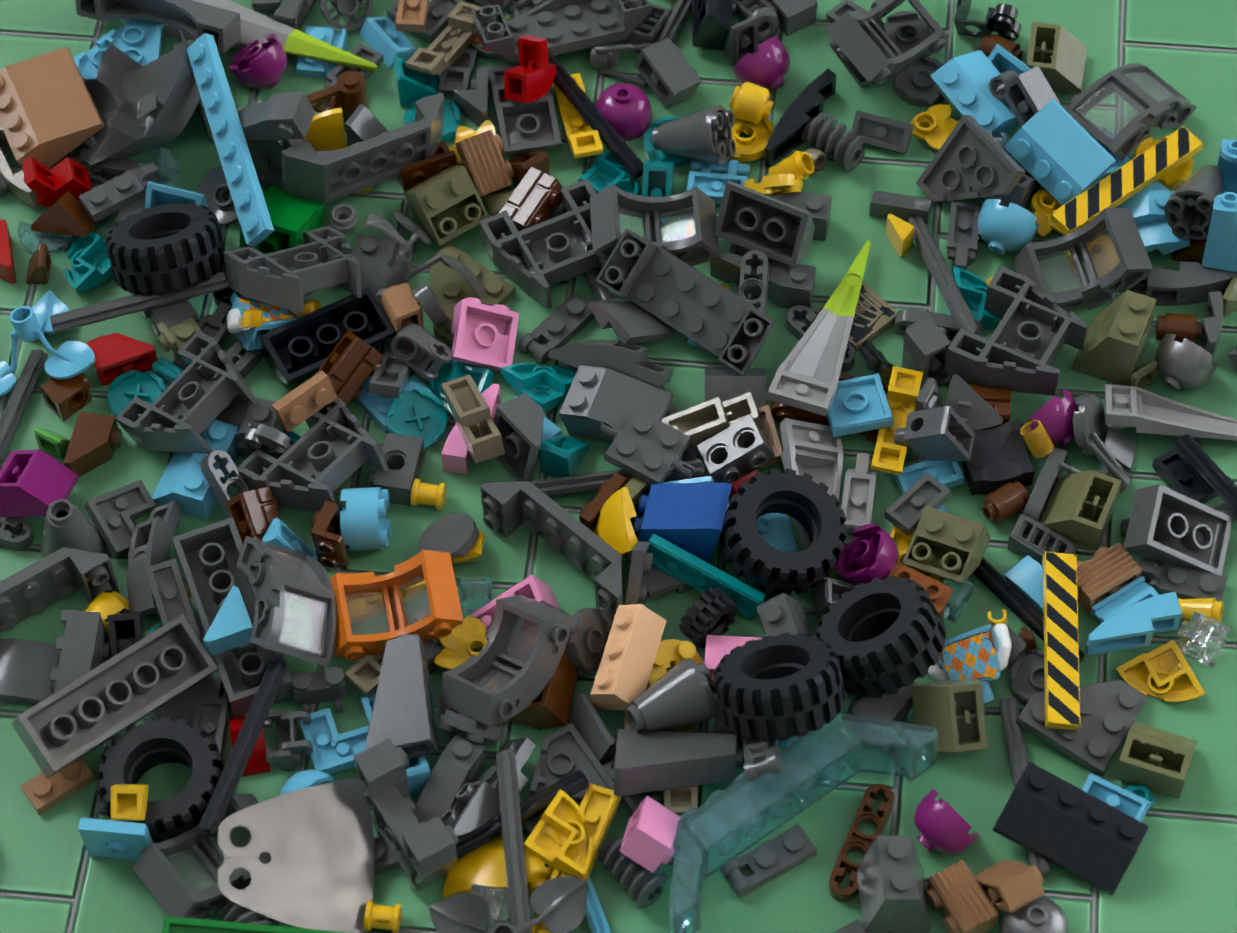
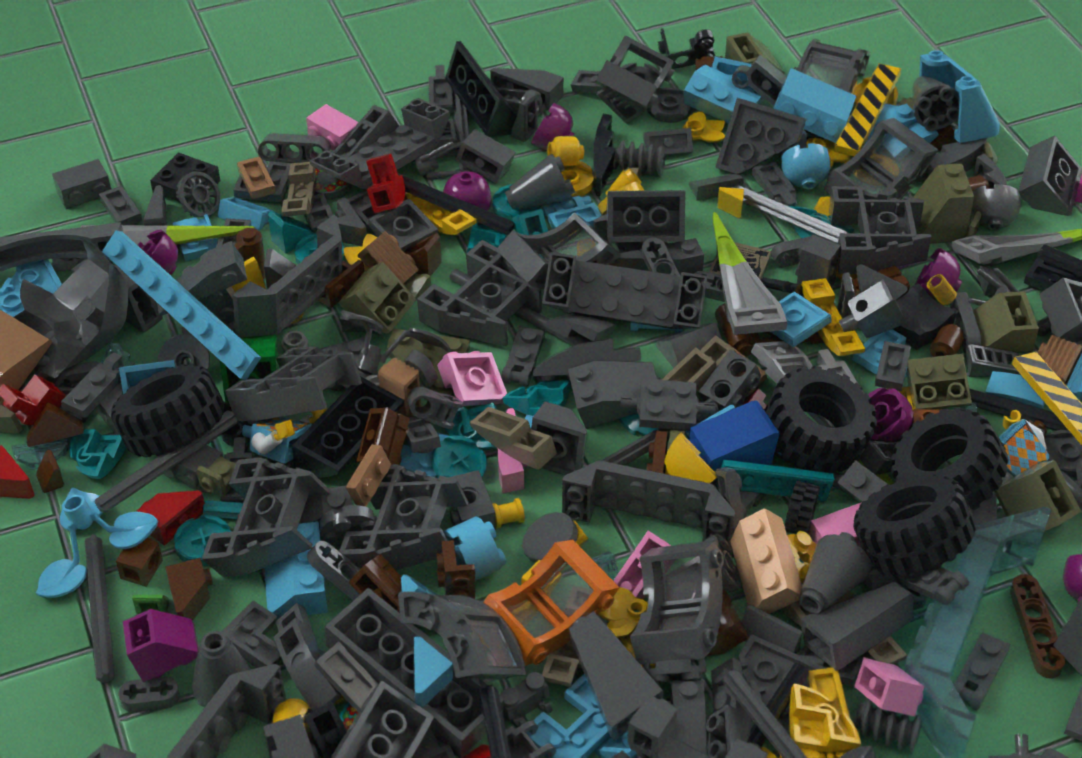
camera: 30 degrees left, 10 degrees down
(533, 199) = (446, 268): brick -> none
(562, 455) = (597, 444): teal slope -> none
(1087, 420) = (968, 268): dark grey tile -> none

